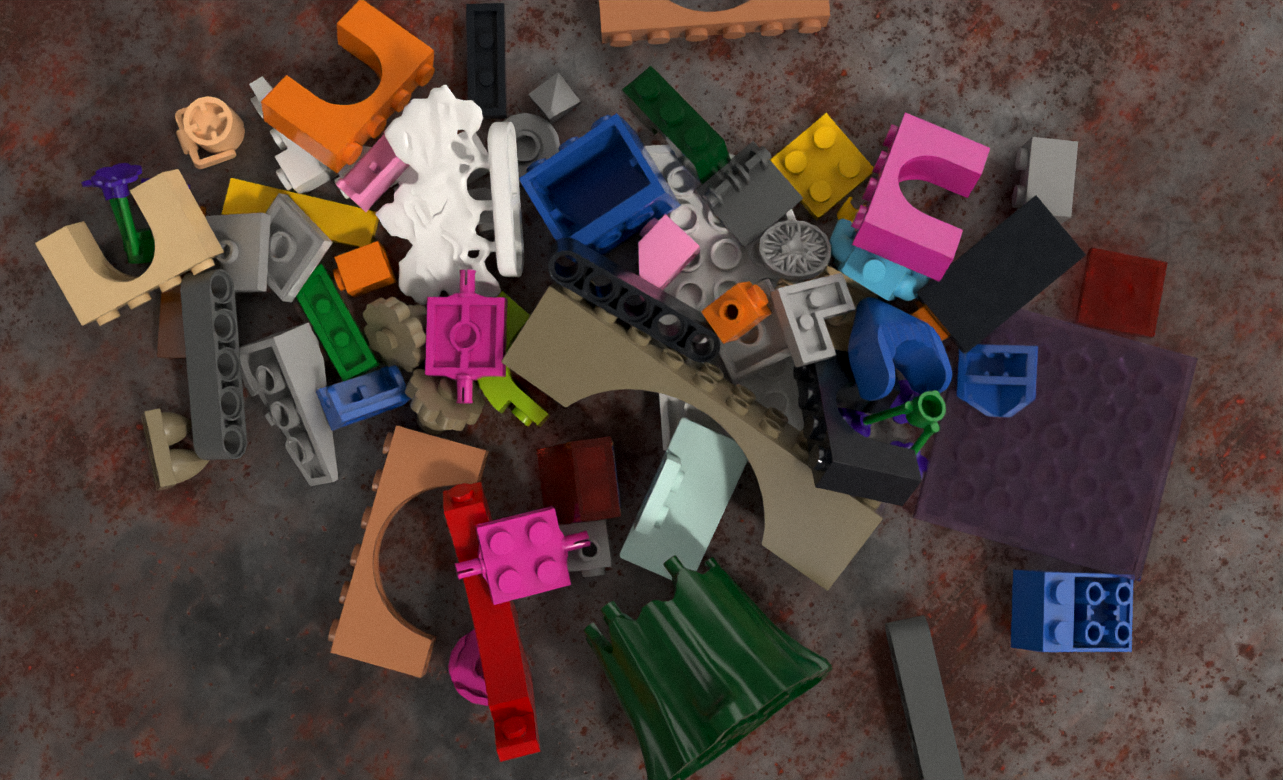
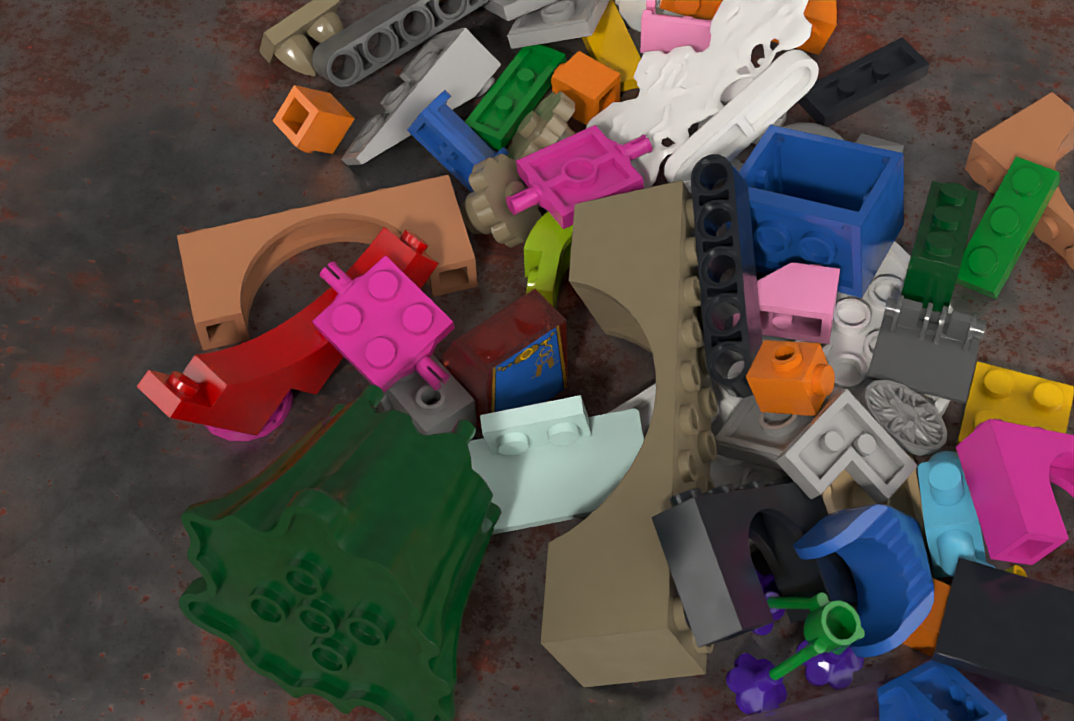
camera: 60 degrees right, 30 degrees down
(272, 492) = (313, 120): none -> orange brick
(684, 61) = (1007, 226): none -> green plate

